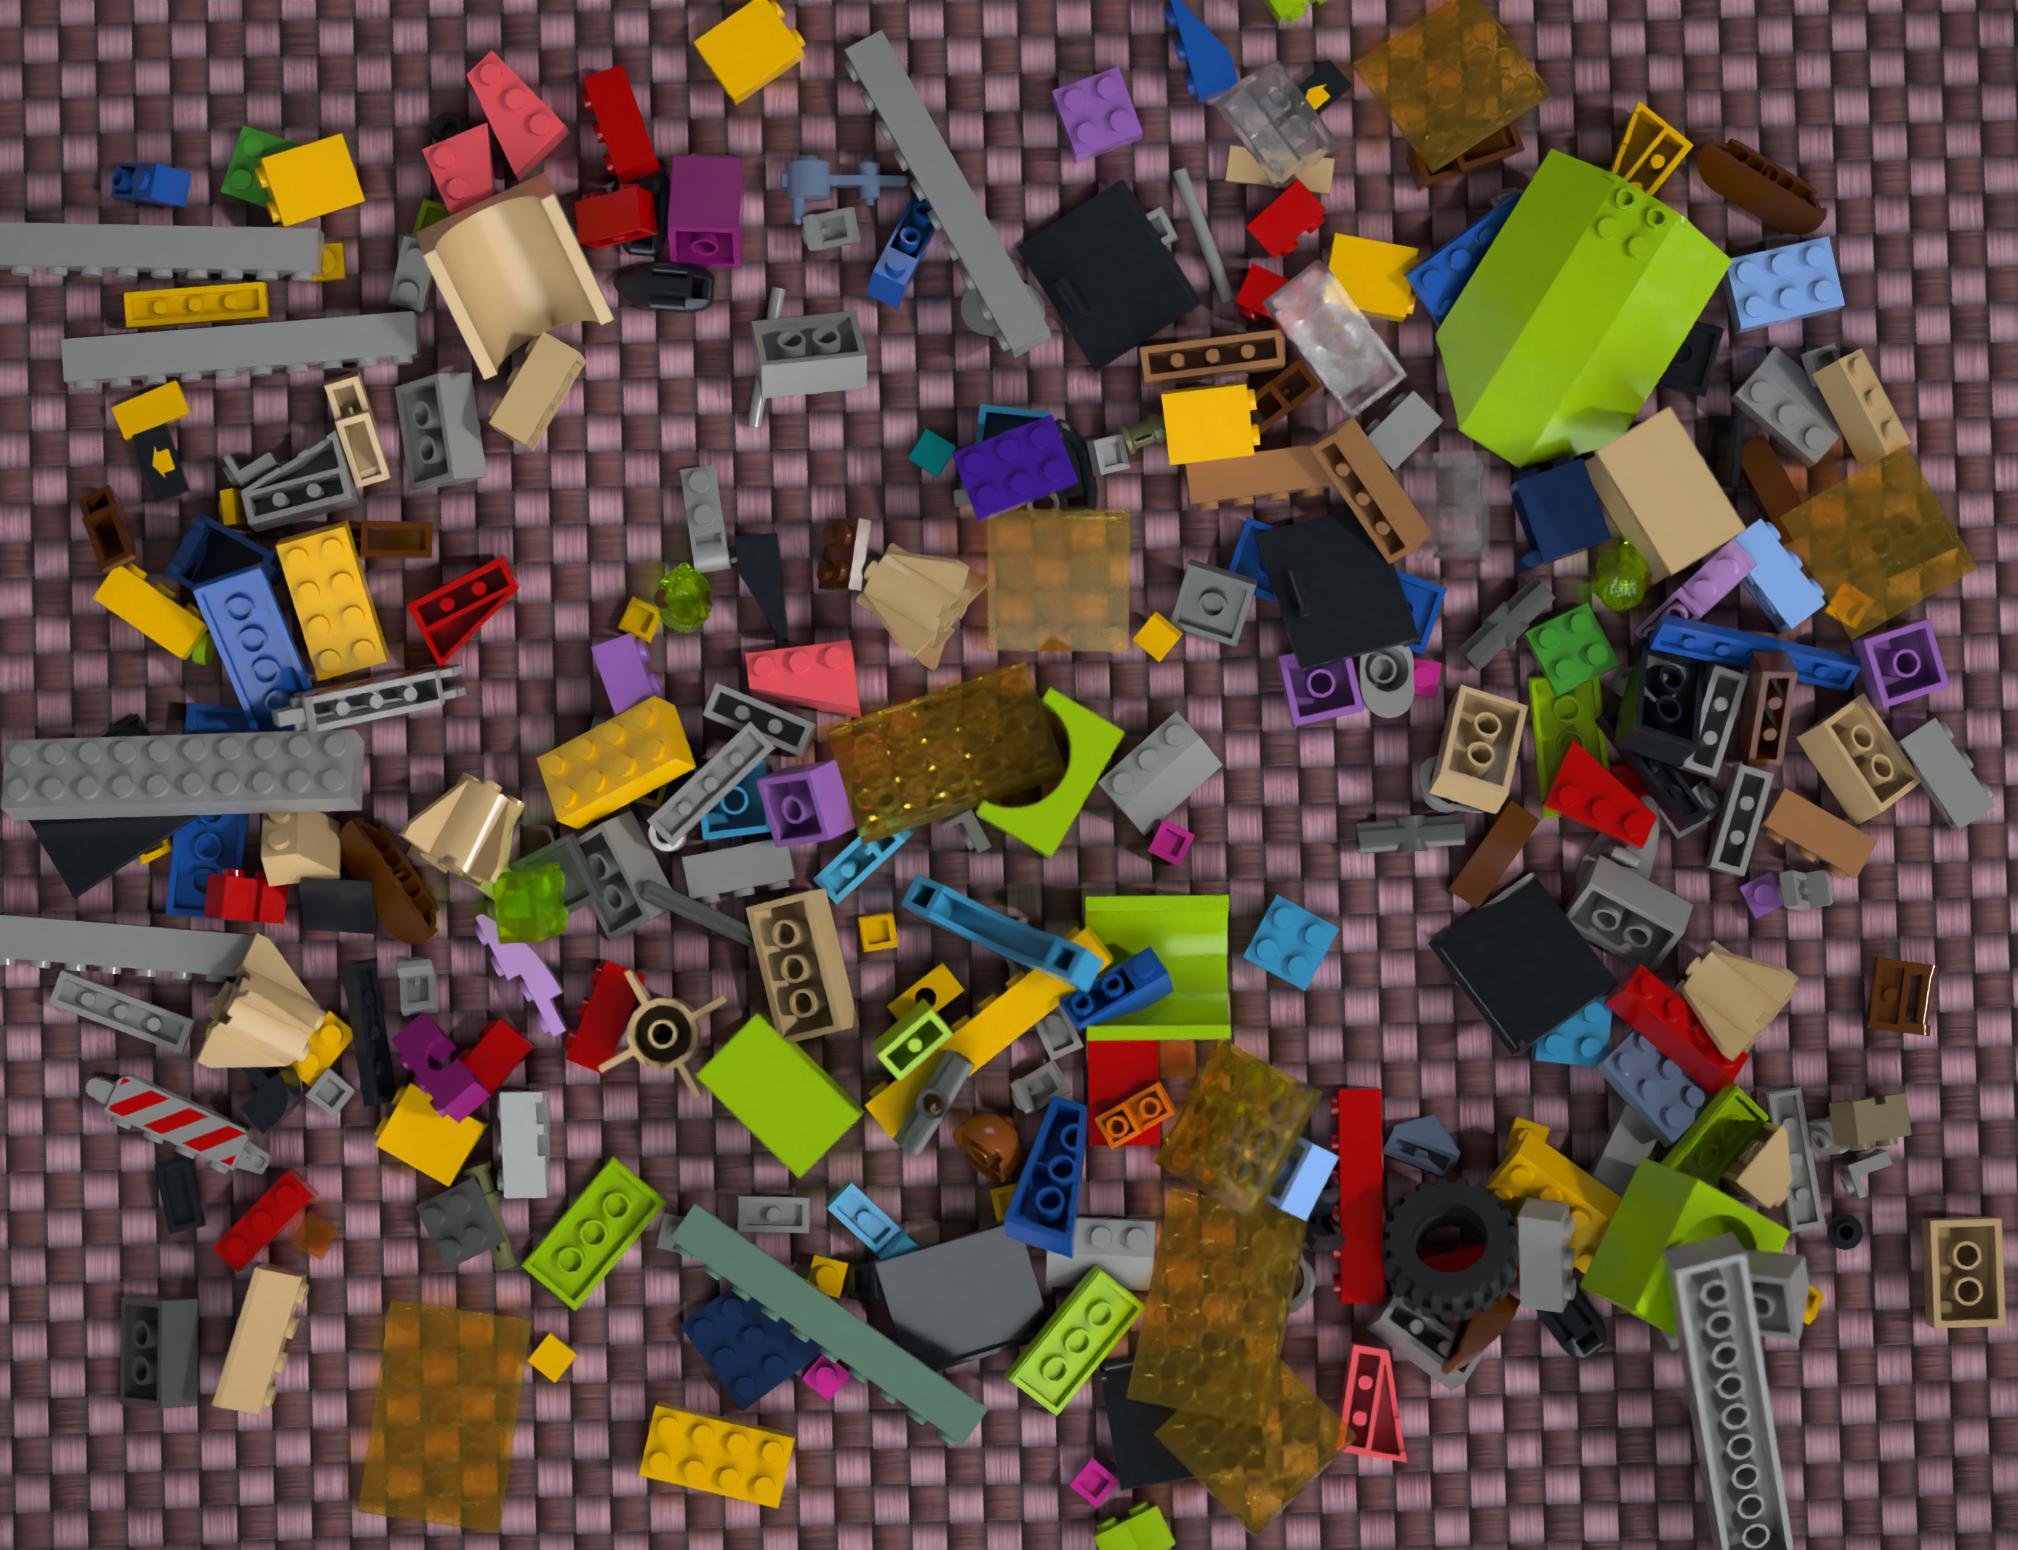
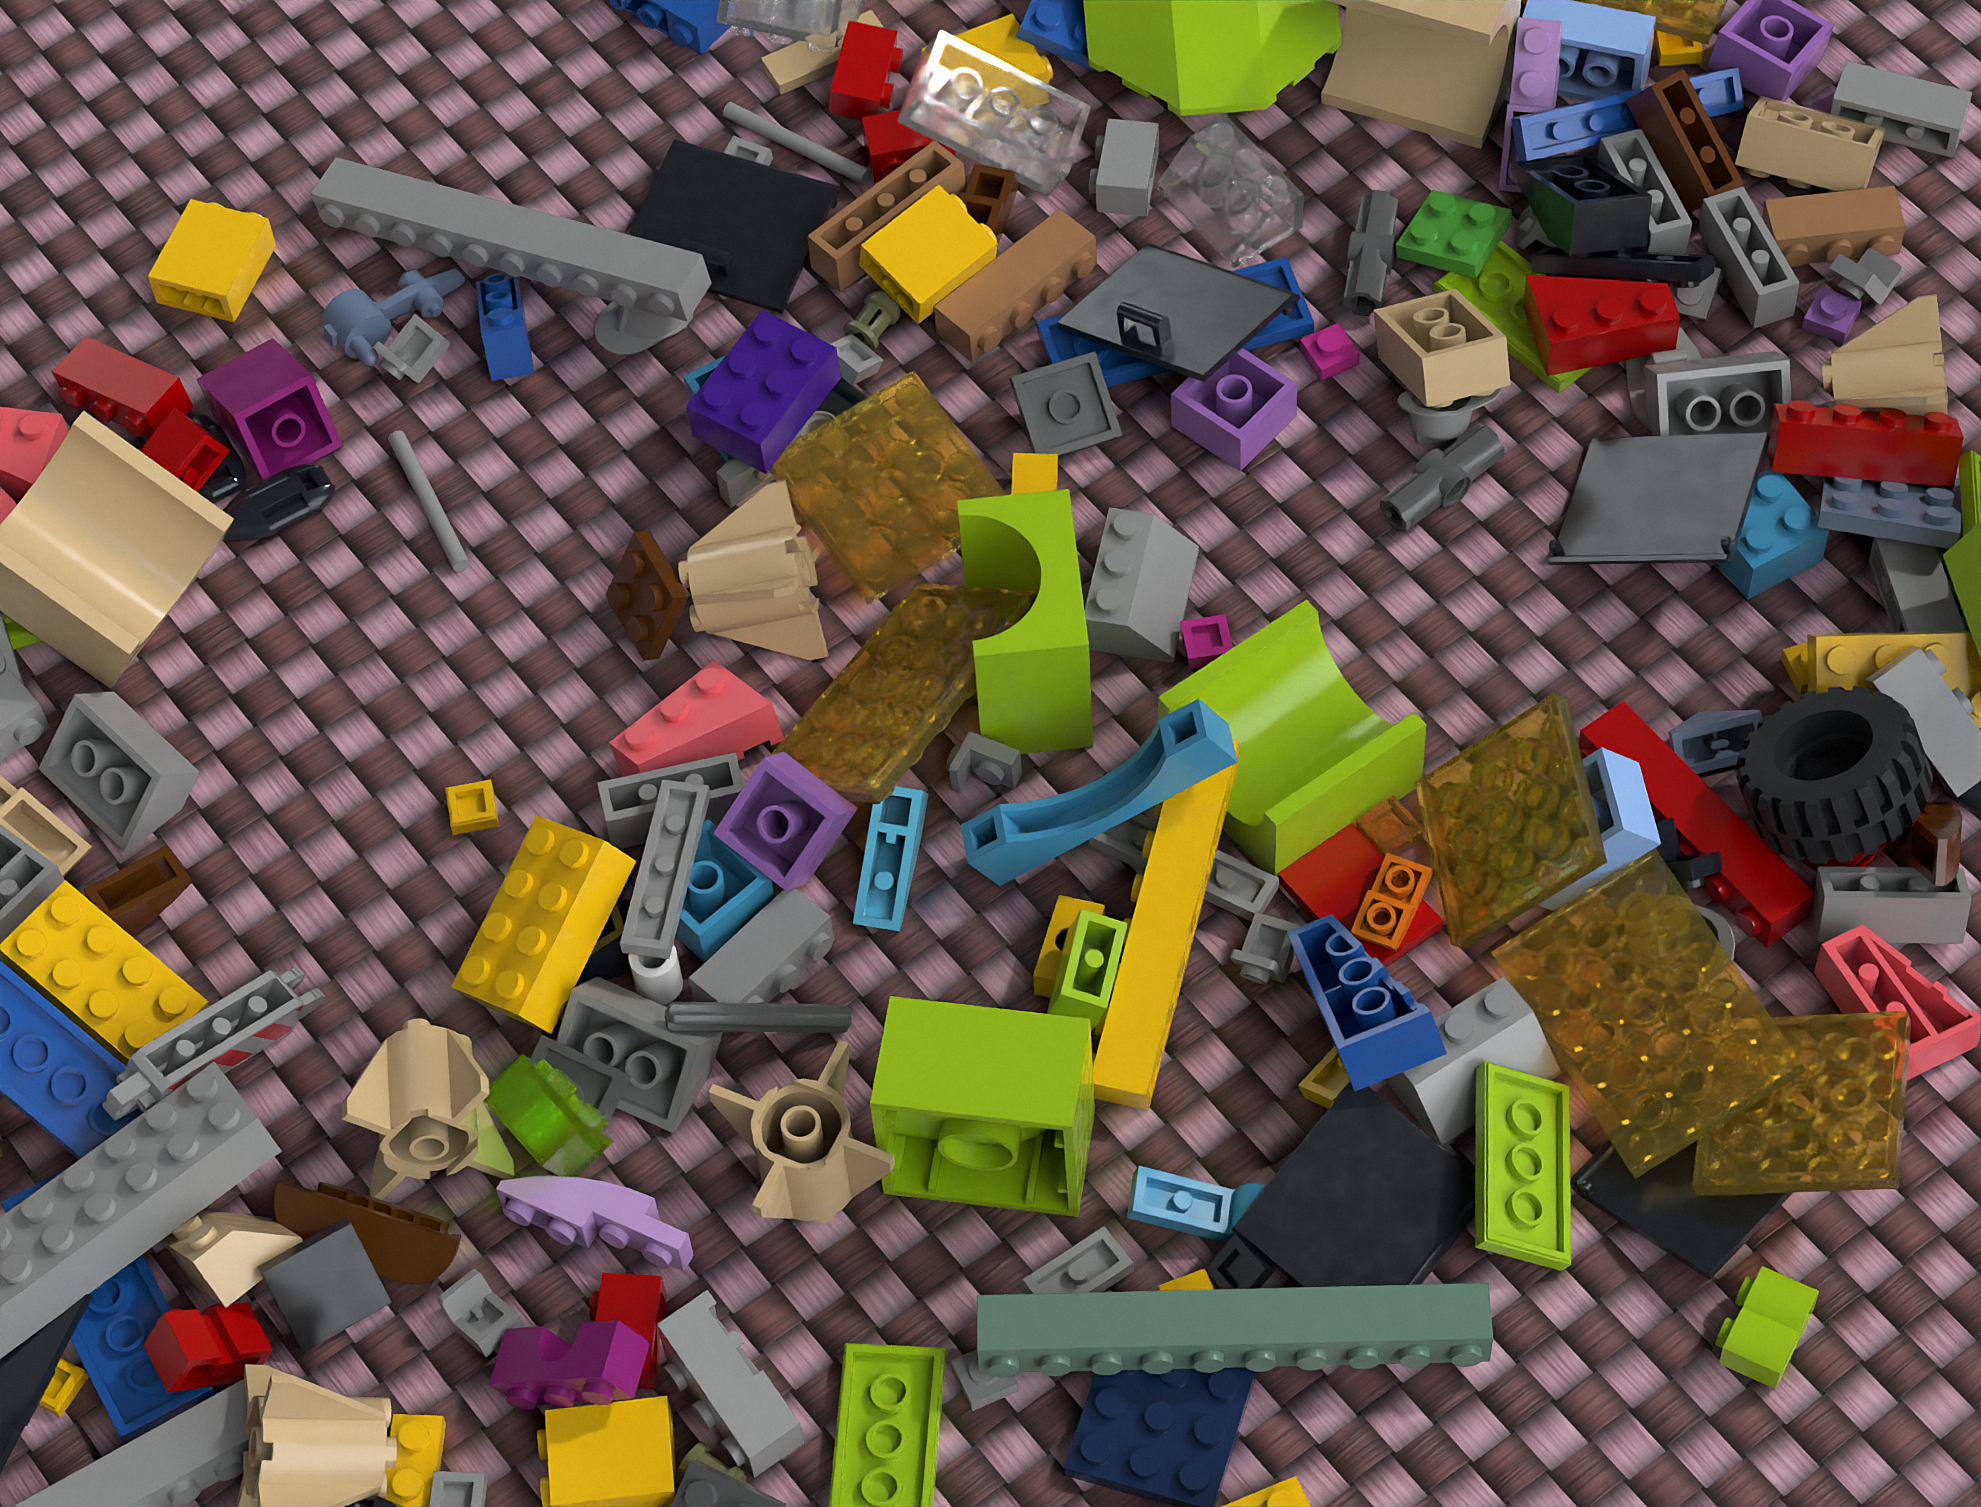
camera: 30 degrees left, 30 degrees down
(369, 1033) = (448, 1393): black plate -> none
(461, 606) = (258, 902): red wedge -> none
(536, 390) = (198, 657): tan brick -> none
(603, 1017) = (722, 1202): red brick -> none
(625, 672) = (479, 837): medium lavender brick -> none
(683, 599) = (503, 746): clear neon green hair -> none
(705, 519) = (477, 671): light grey plate -> none
(761, 569) = (574, 679): black slope -> none
(802, 966) = (871, 963): tan slope -> none
(809, 354) = (474, 460): light grey slope -> none
(826, 1377) = (1277, 1407): dark pink plate -> none
(878, 932) = (966, 927): yellow tile -> none
(932, 453) = (669, 473): teal tile -> none
(945, 1083) = (1163, 1034): dark grey piece -> none
(992, 1144) = (1259, 1037): dark orange cylinder -> none
(1094, 1482) = (1672, 1301): dark pink plate -> none
(1097, 115) = (609, 106): medium lavender brick -> none
(1120, 991) = (1274, 765): blue slope -> none
(1290, 942) = (1408, 644): dark azure brick -> none
(1371, 490) = (1138, 213): medium nougat brick -> none
(1387, 681) = (1295, 352): light grey piece -> none
(1493, 854) = (1540, 439): reddish brown slope -> none
(1558, 512) = (1337, 125): dark blue container -> none
(1621, 577) = (1446, 149): clear neon green hair -> none

